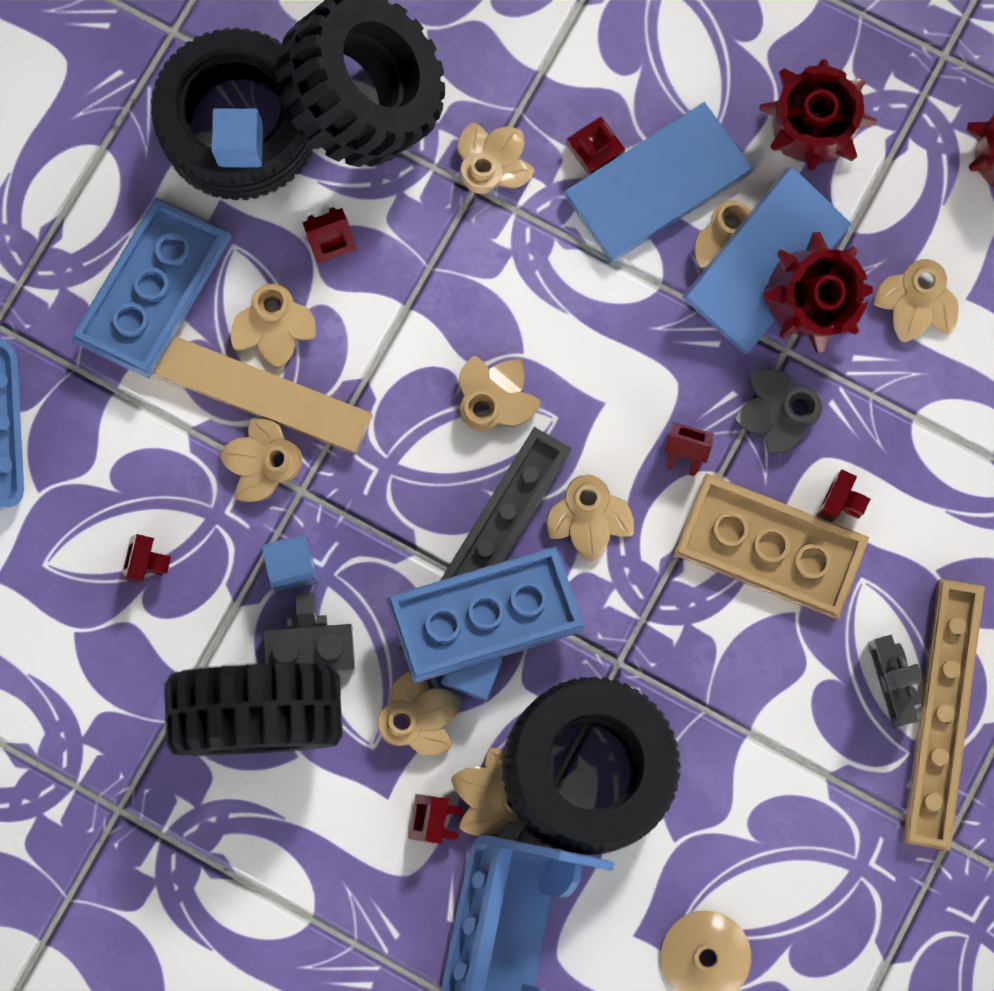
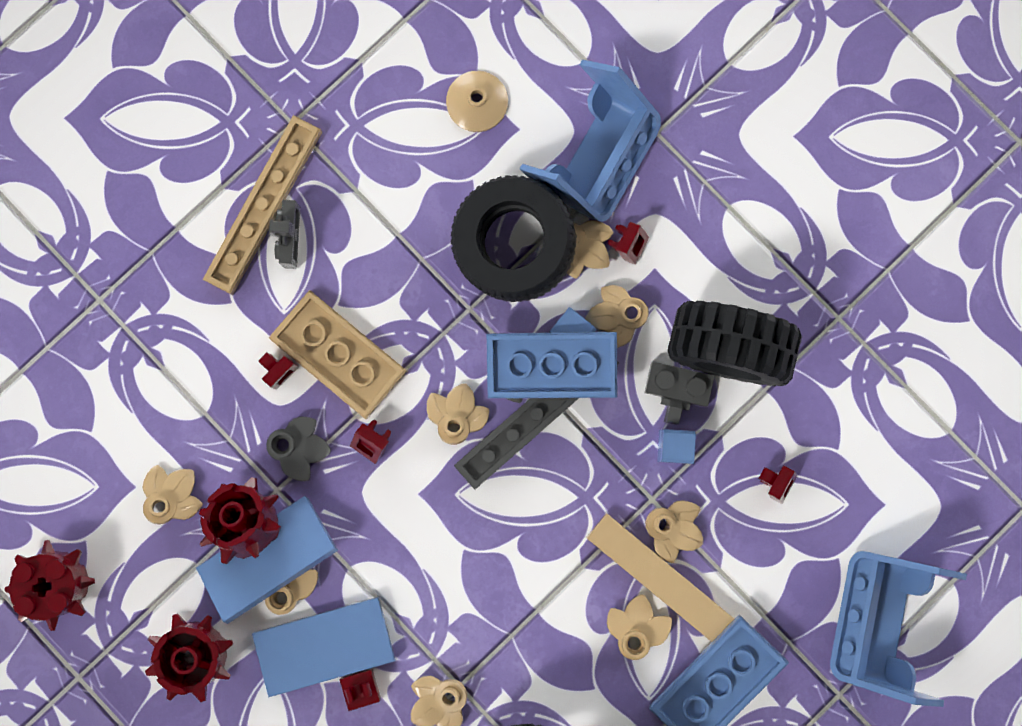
camera: 170 degrees left, 5 degrees up
(329, 235) = (577, 683): dark red tile -> none
(499, 390) = (490, 527): tan plate -> none

